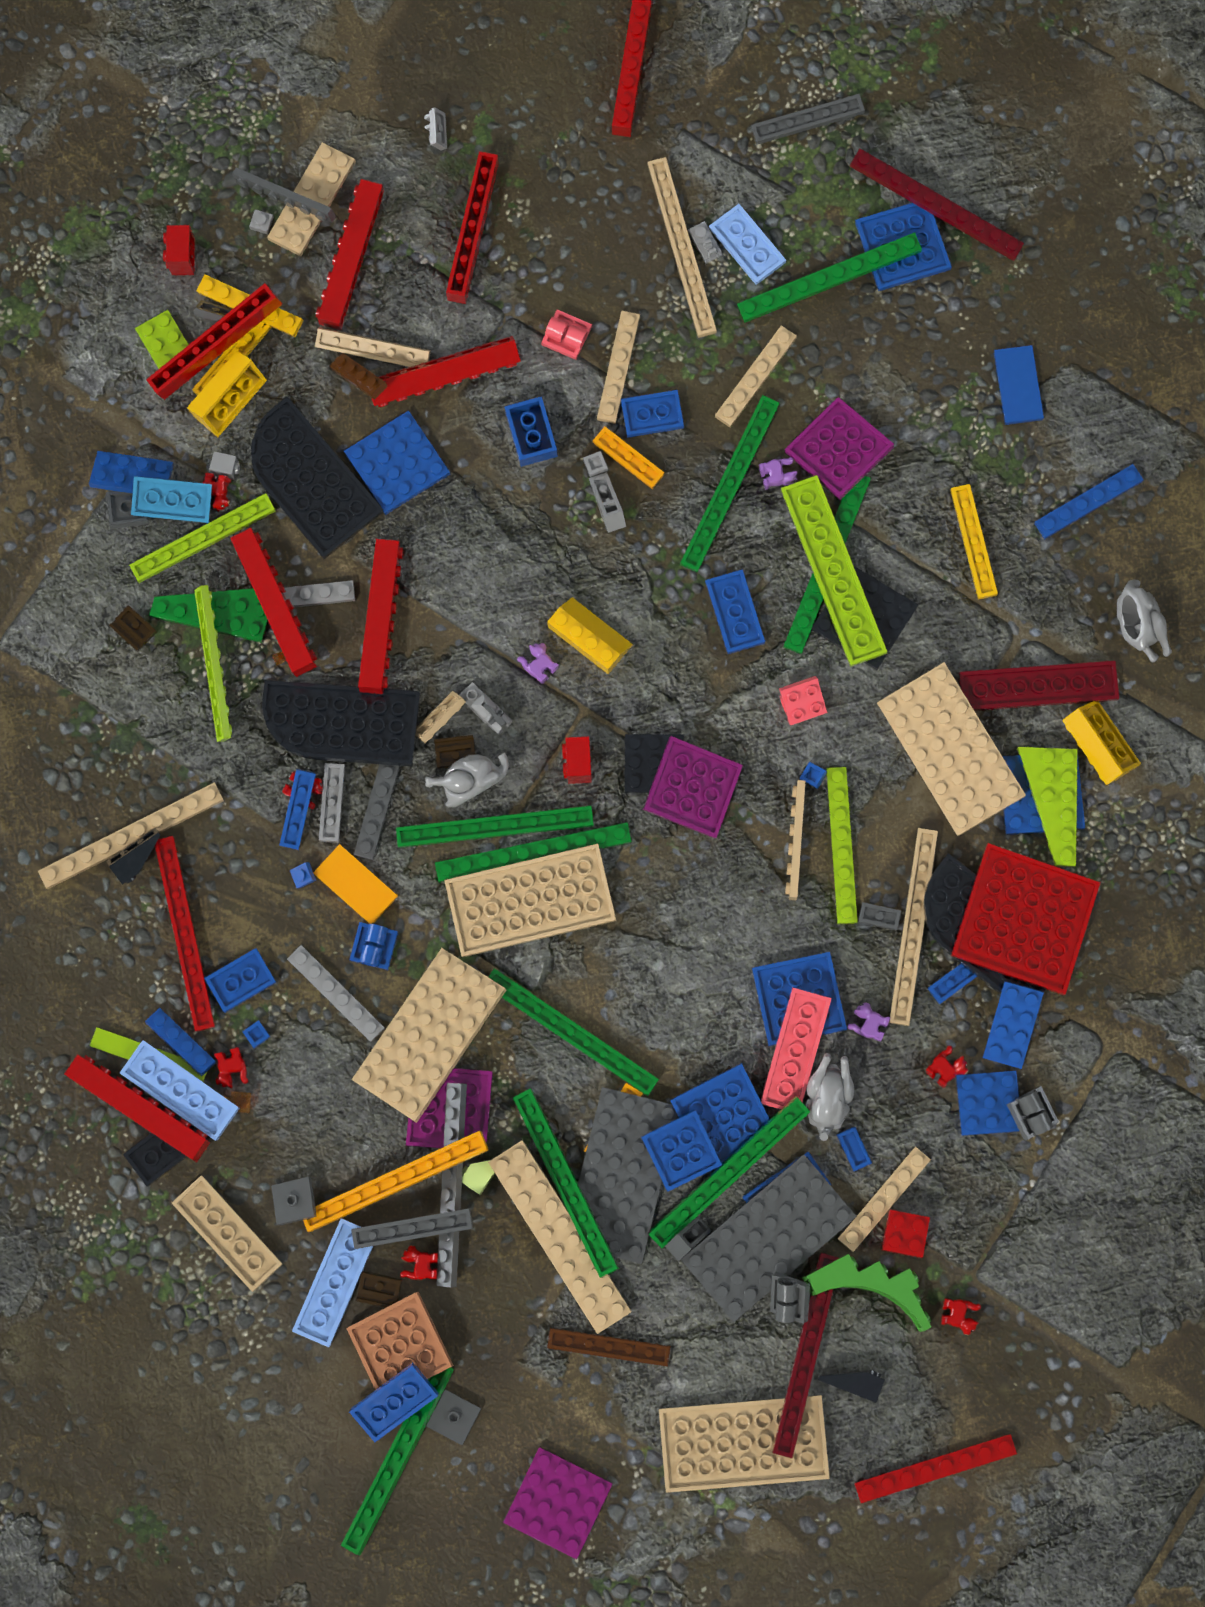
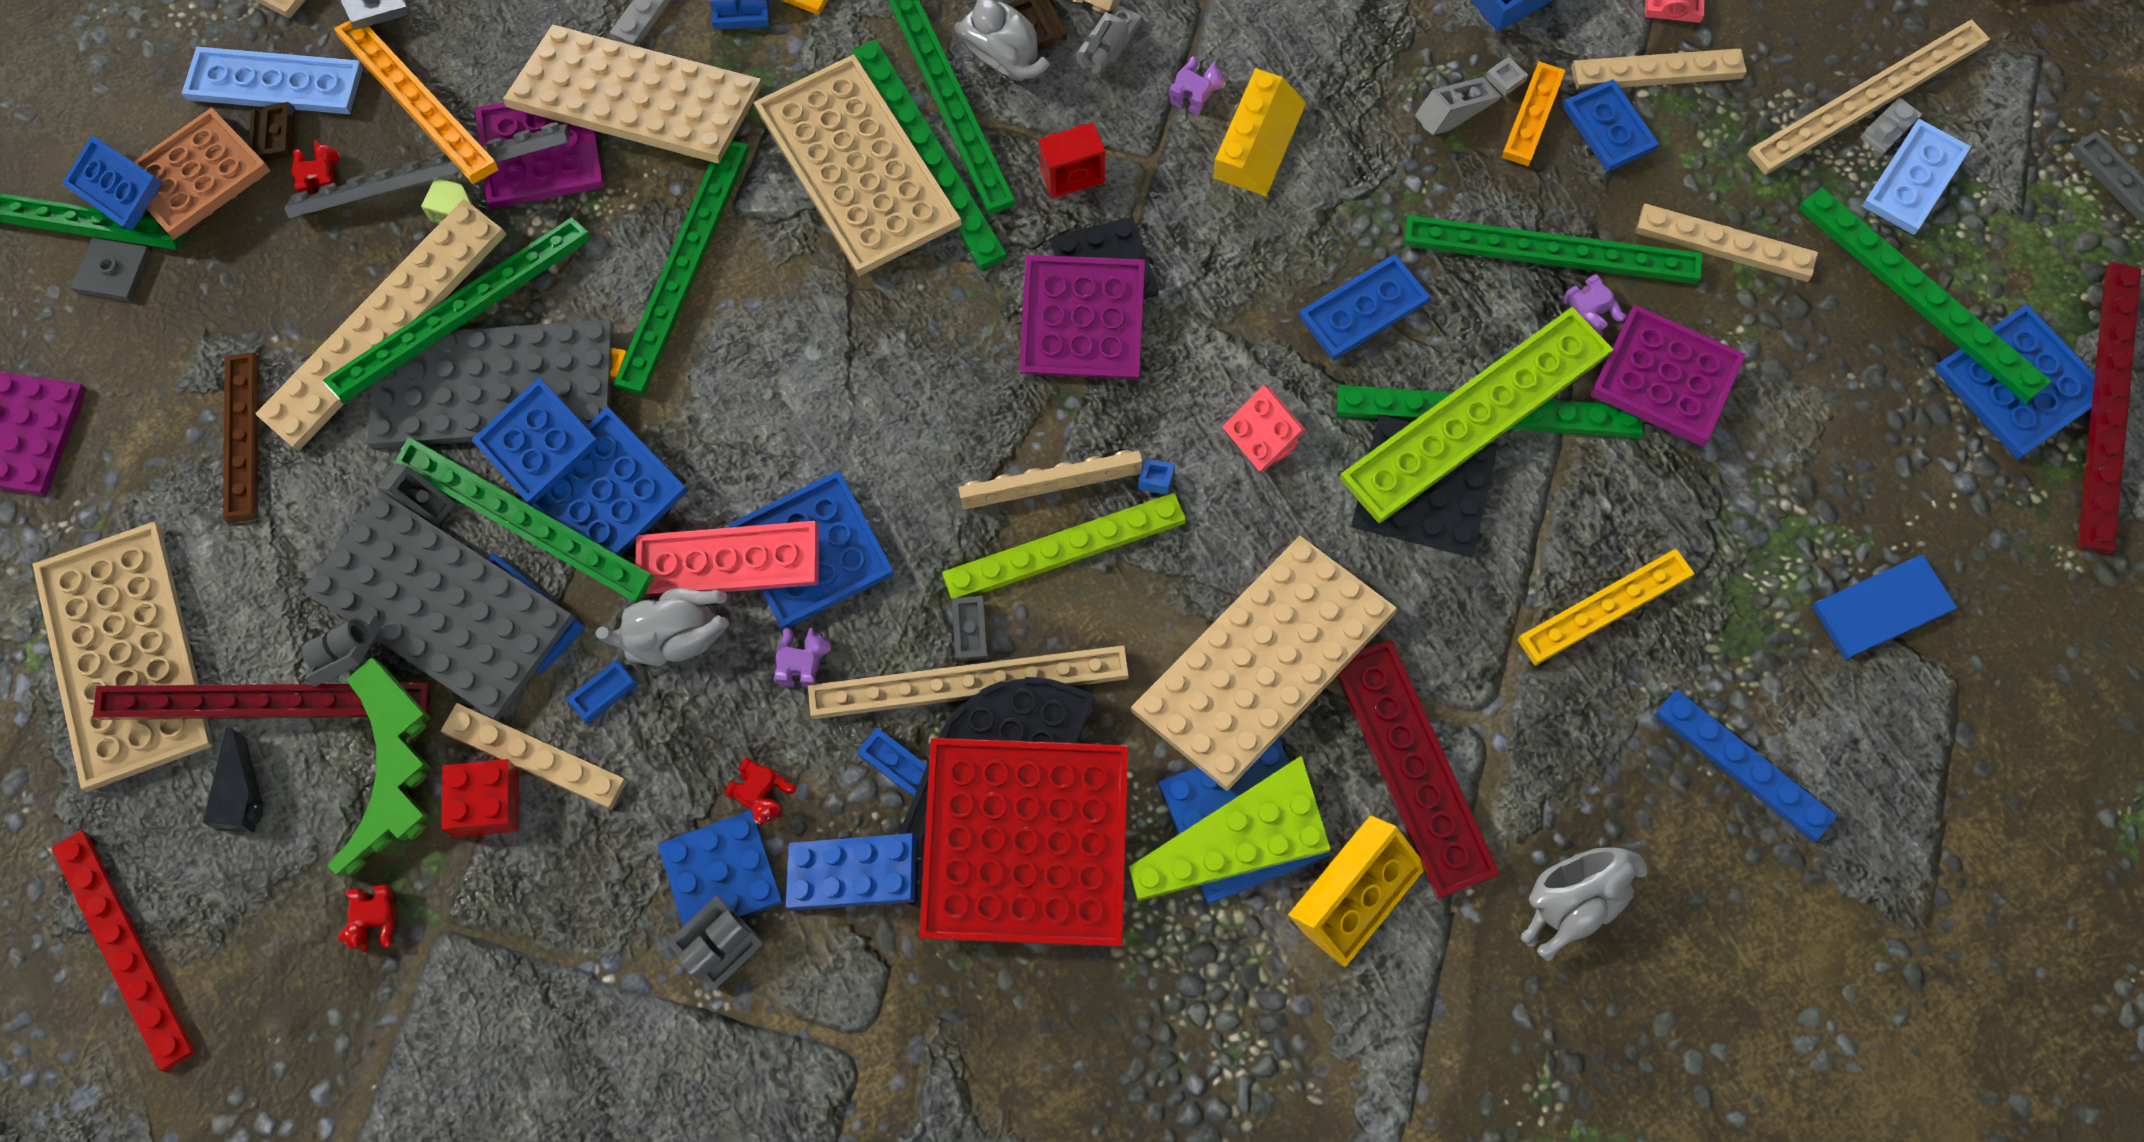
camera: 70 degrees right, 10 degrees down
(412, 1228) = (352, 136): dark grey plate -> none

